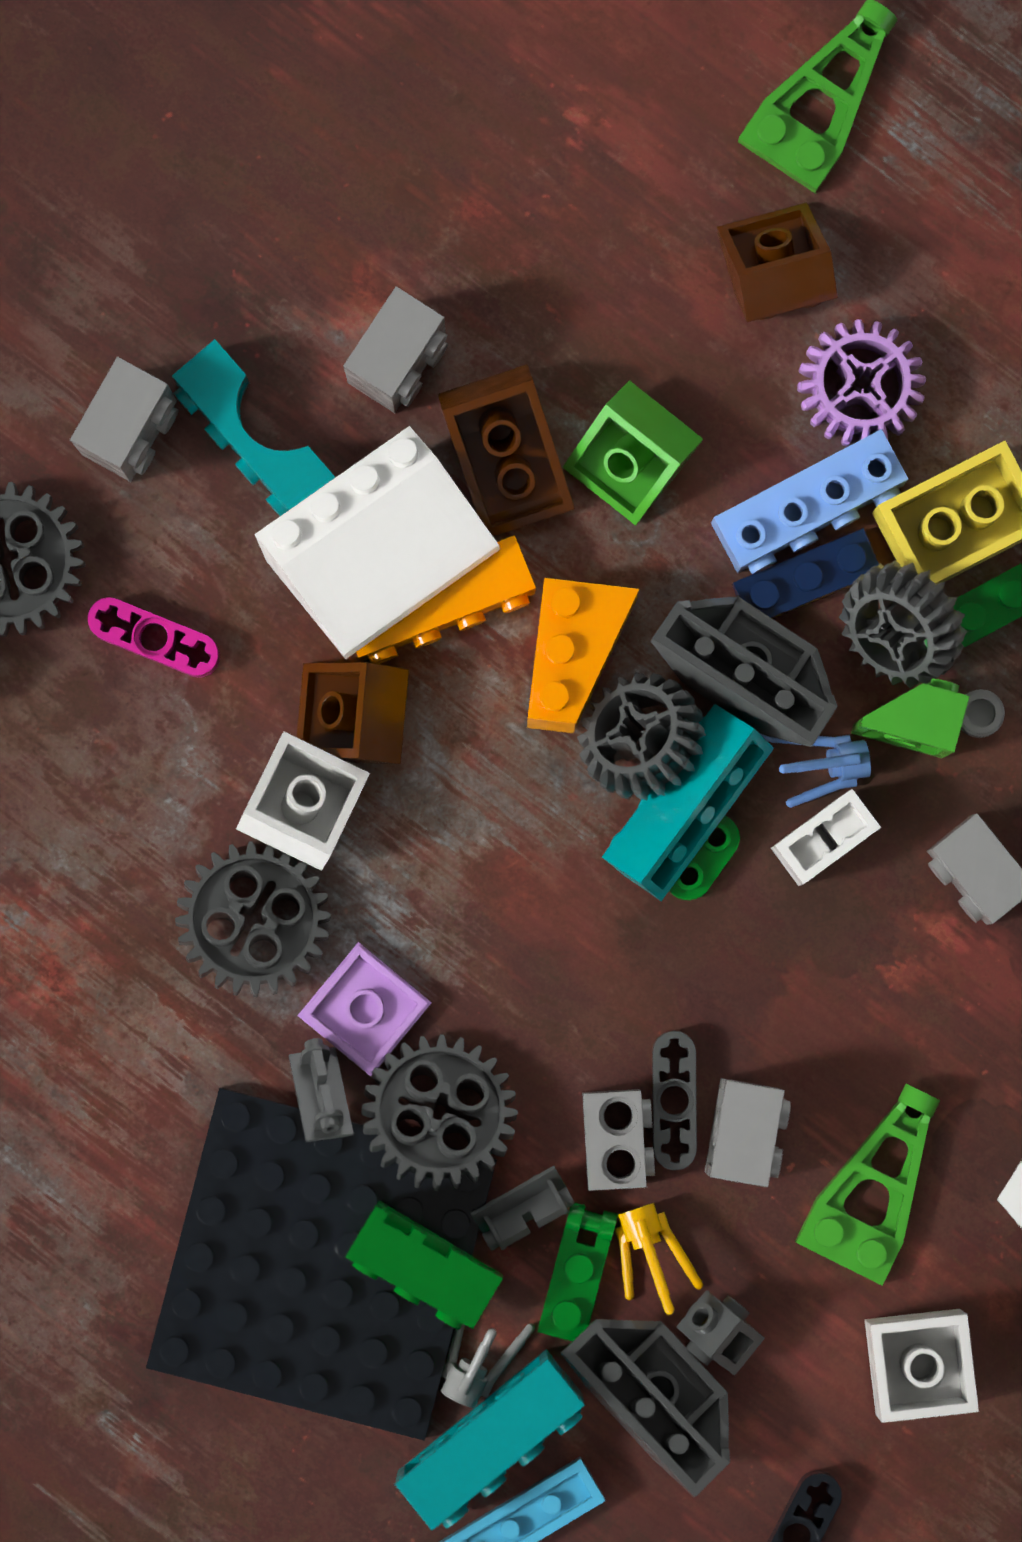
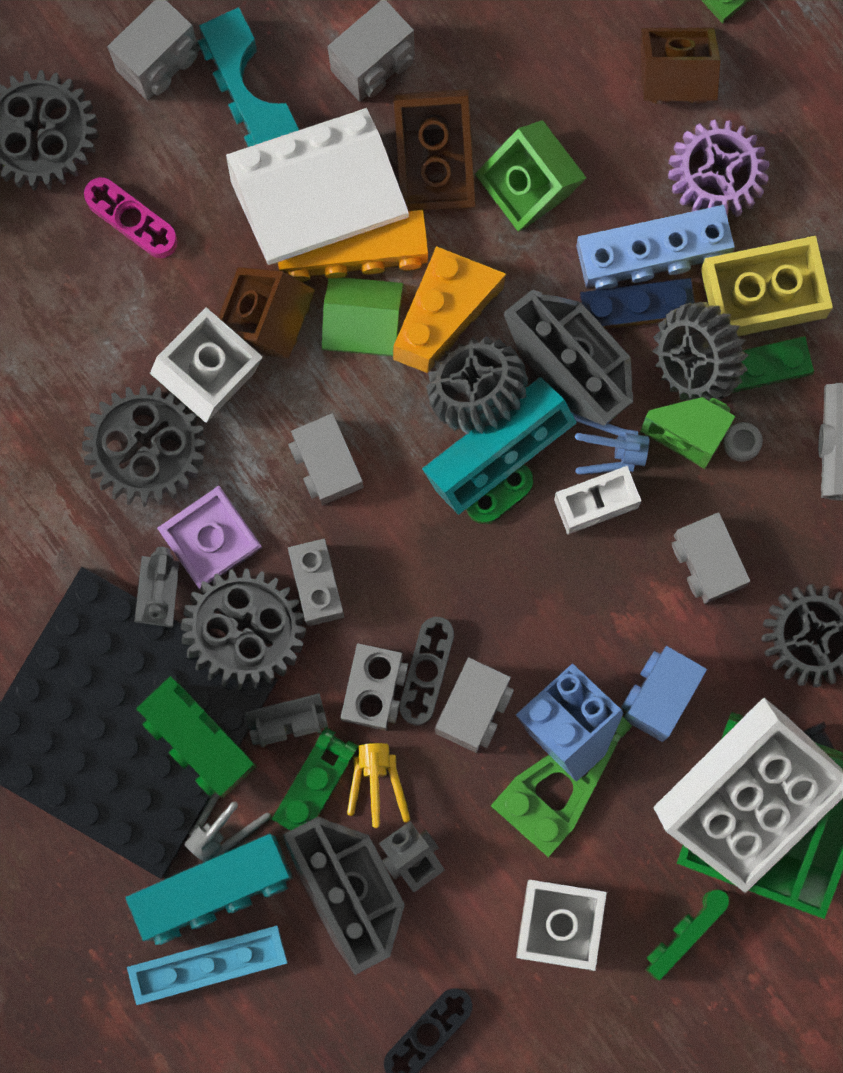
camera: 20 degrees right, 5 degrees down
(474, 683) = (361, 316): none -> bright green slope
(480, 875) = (326, 460): none -> light grey brick
(511, 1031) = (316, 582): none -> light grey brick
(869, 1117) = (572, 721): none -> medium blue slope
(968, 1053) = (664, 694): none -> medium blue brick

